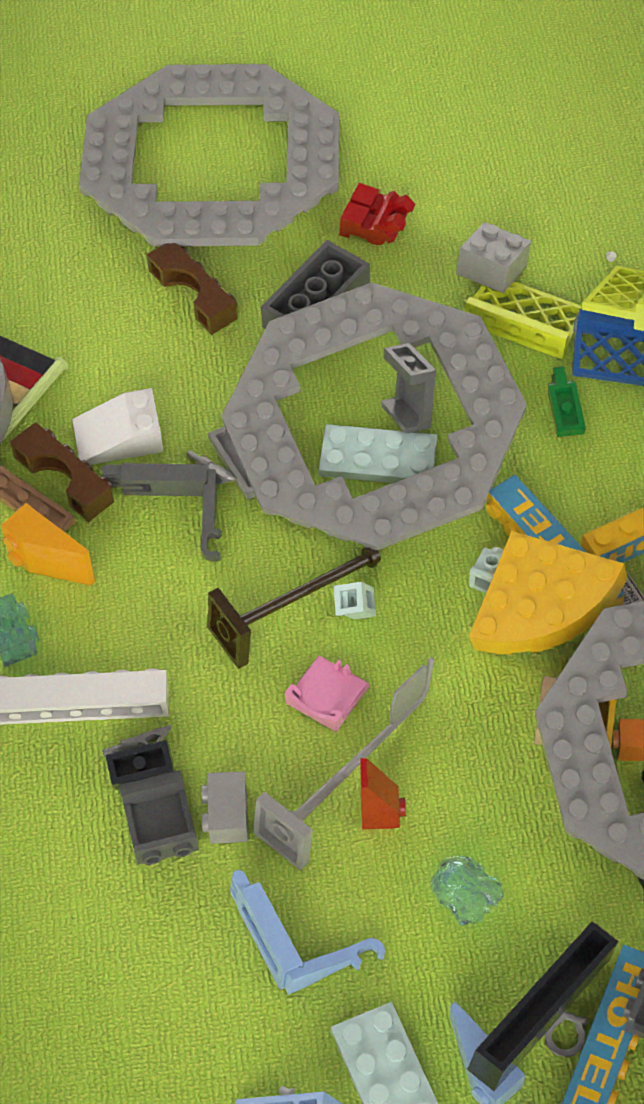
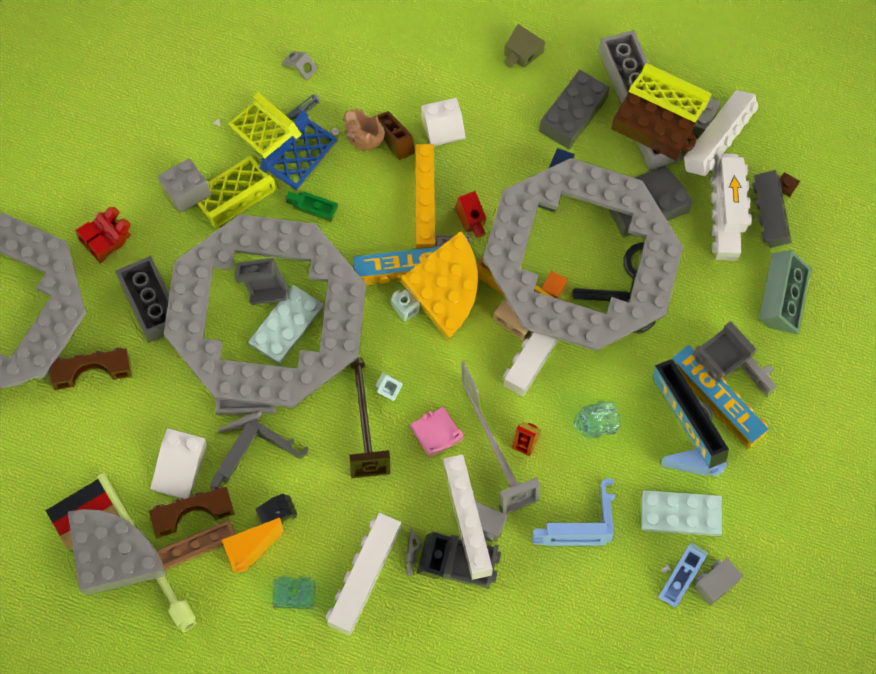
camera: 70 degrees left, 10 degrees up
(114, 560) = (277, 507): none -> black hand
(209, 772) = (467, 517): none -> white brick
(498, 760) = (528, 363): none -> white brick

